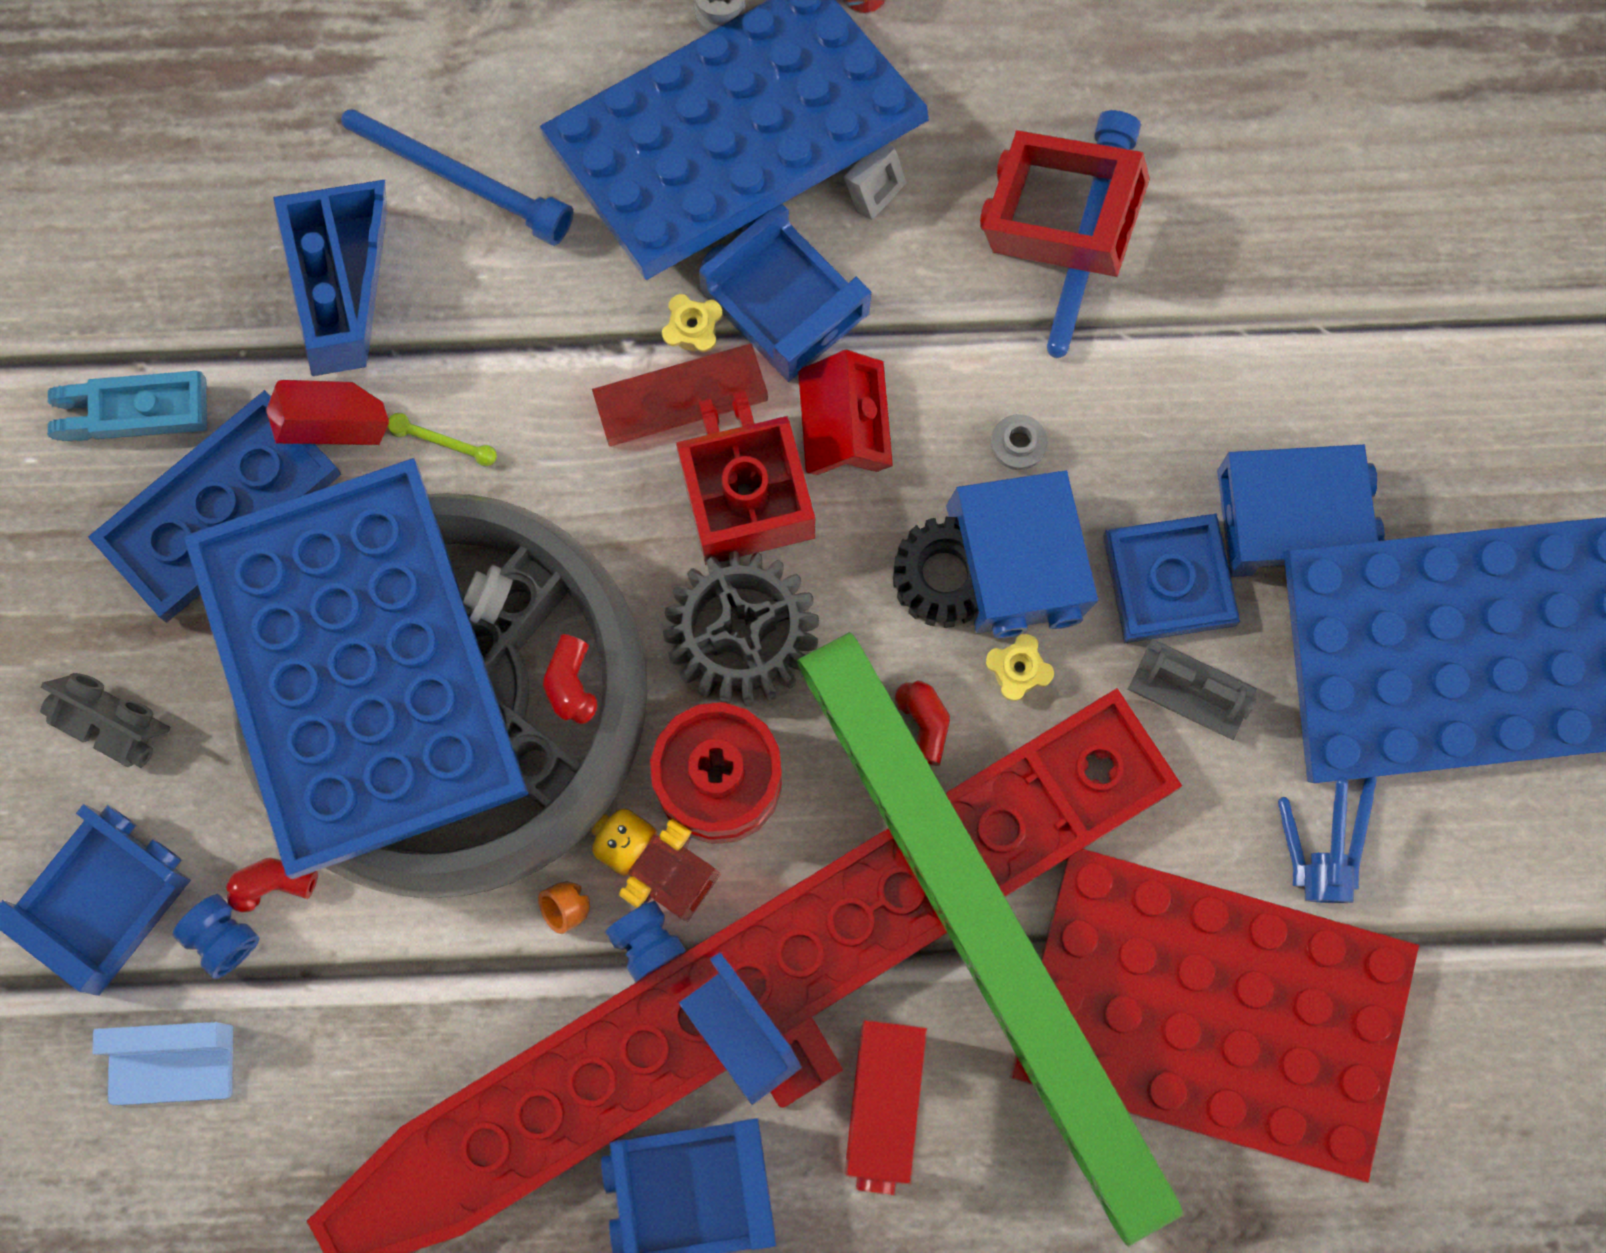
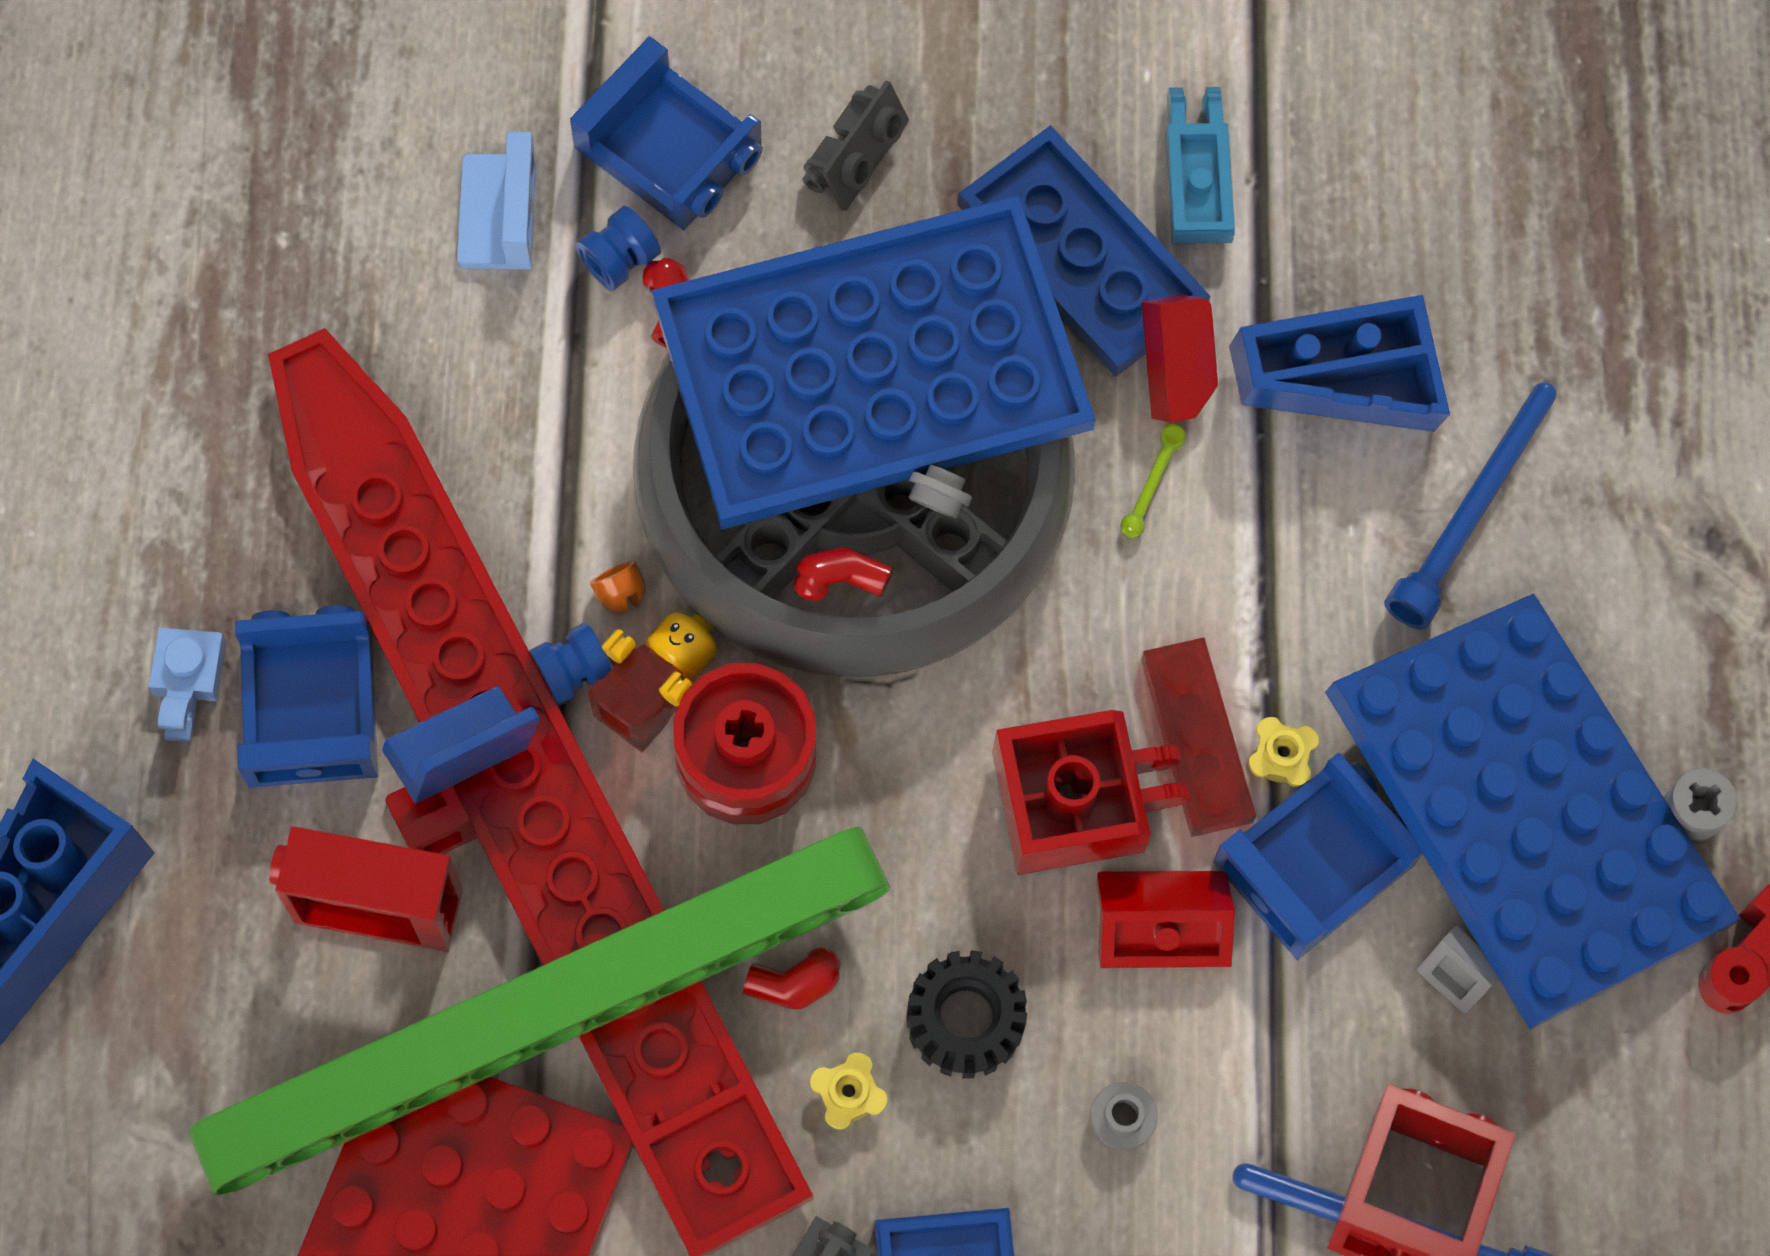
camera: 90 degrees right, 5 degrees down
(764, 617) = (934, 770): dark grey gear -> none
(1024, 553) = (979, 1099): blue panel -> none

